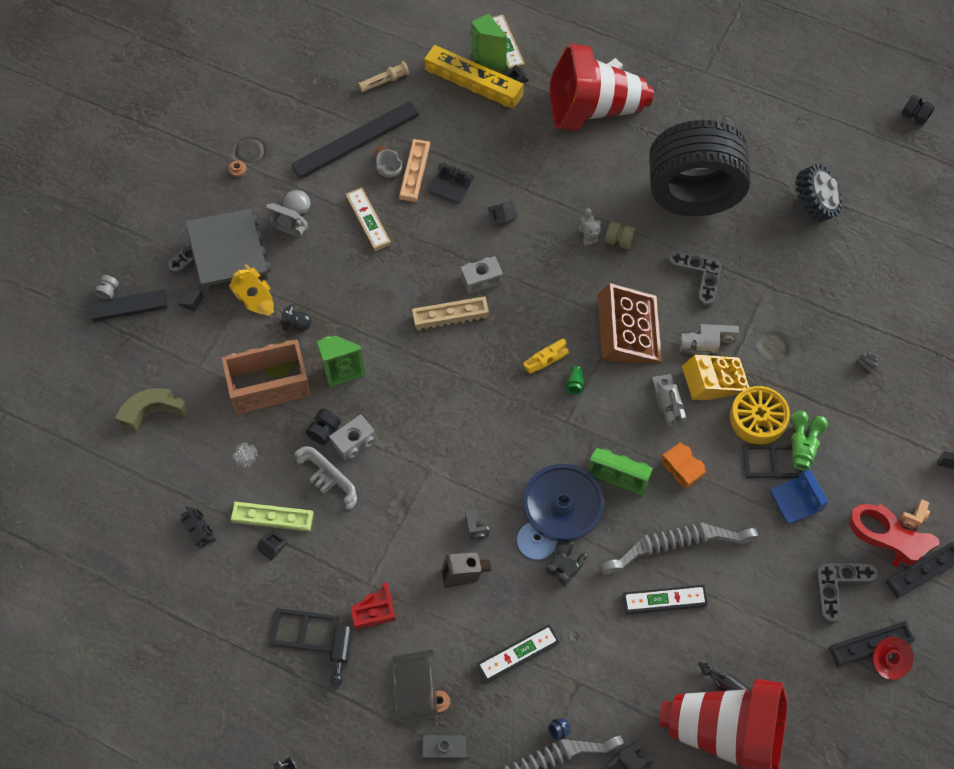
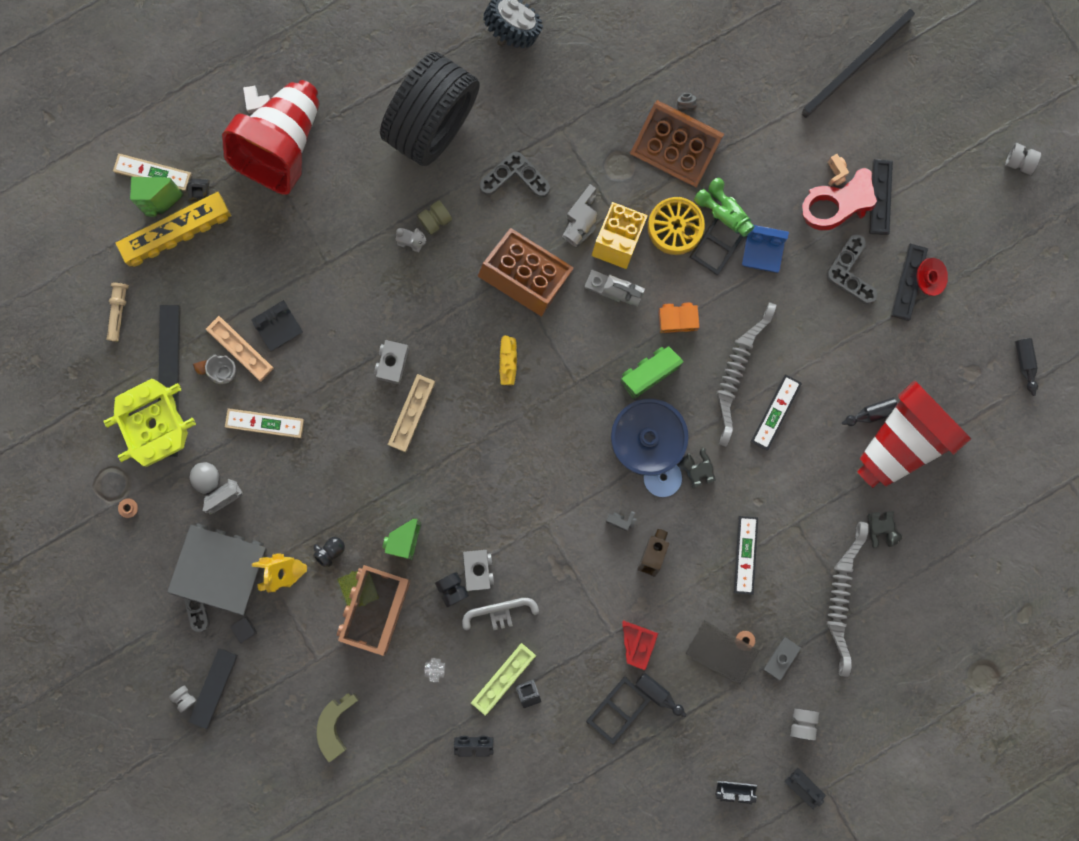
camera: 60 degrees left, 20 degrees up
(296, 146) = (144, 443): none -> neon yellow piece
(502, 212) = (340, 301): black panel -> none
(559, 729) = (824, 563): dark blue plate -> none
(575, 381) = (546, 352): green cone -> none
(828, 374) = (676, 143): none -> dark orange slope

